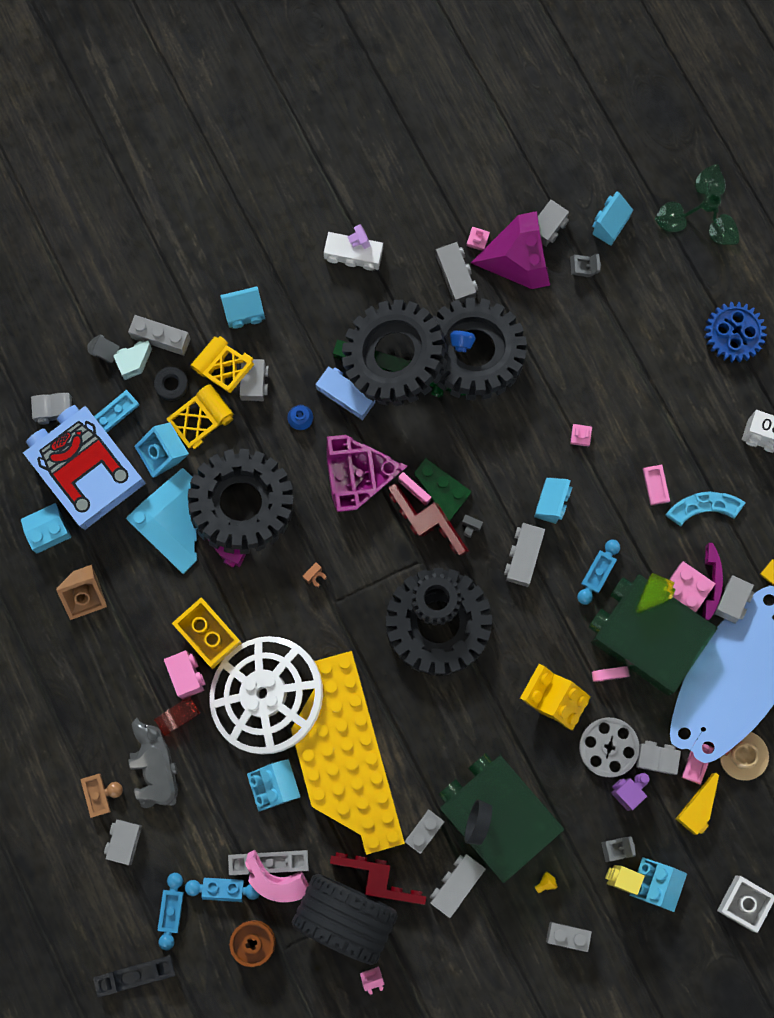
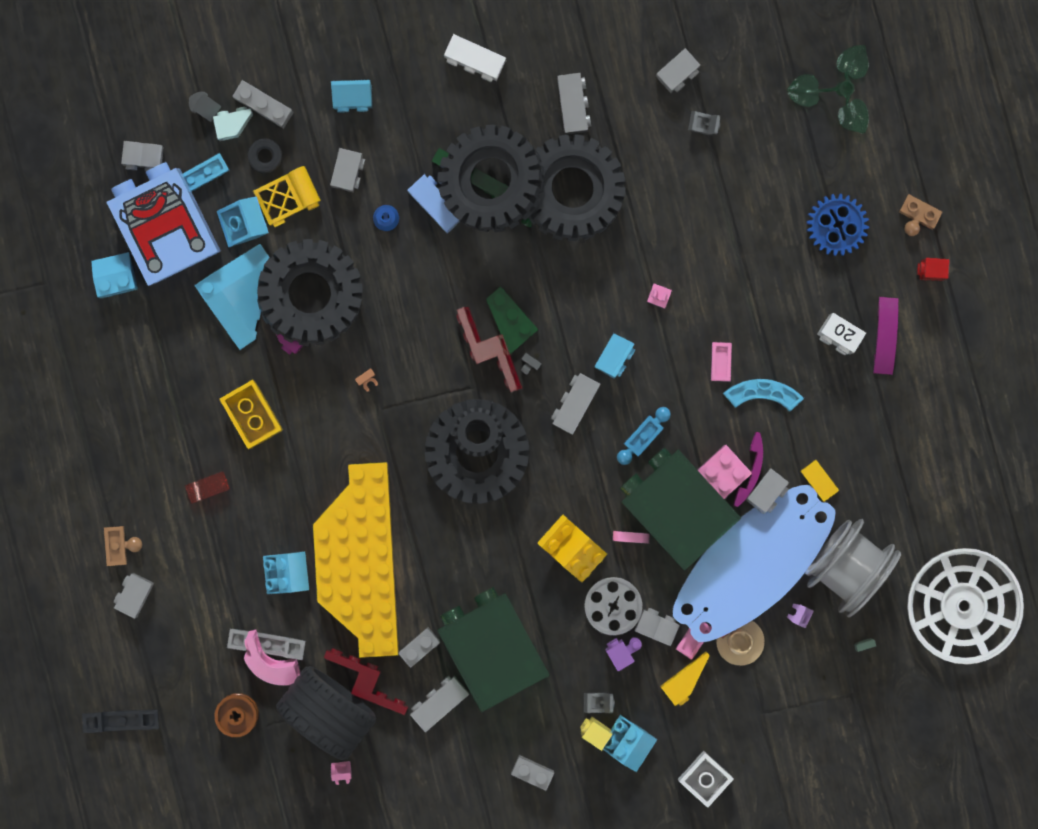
camera: 10 degrees right, 10 degrees up
(81, 593) = (138, 348): medium nougat slope -> none
(156, 765) = (178, 531): dark grey animal -> none
(170, 911) = (165, 669): dark azure plate -> none
(184, 674) = (222, 450): bright pink piece -> none
(213, 358) = (311, 140): yellow piece -> none
(221, 889) = (216, 659): dark azure plate -> none
(275, 697) = (305, 489): white dish -> none
(357, 471) = (429, 287): magenta wedge -> none
(359, 237) = (483, 49): lavender tile -> none
(414, 489) = (482, 315): bright pink tile -> none
(462, 340) = (560, 181): blue cone -> none
(478, 238) = (603, 71): bright pink tile -> none
(478, 822) = (469, 653): black tyre -> none
(517, 253) = (639, 96): magenta wedge -> none
(547, 883) = (524, 719): yellow rock -> none
(612, 218) = (743, 82): medium azure slope -> none
(655, 593) = (689, 472): clear neon green slope -> none

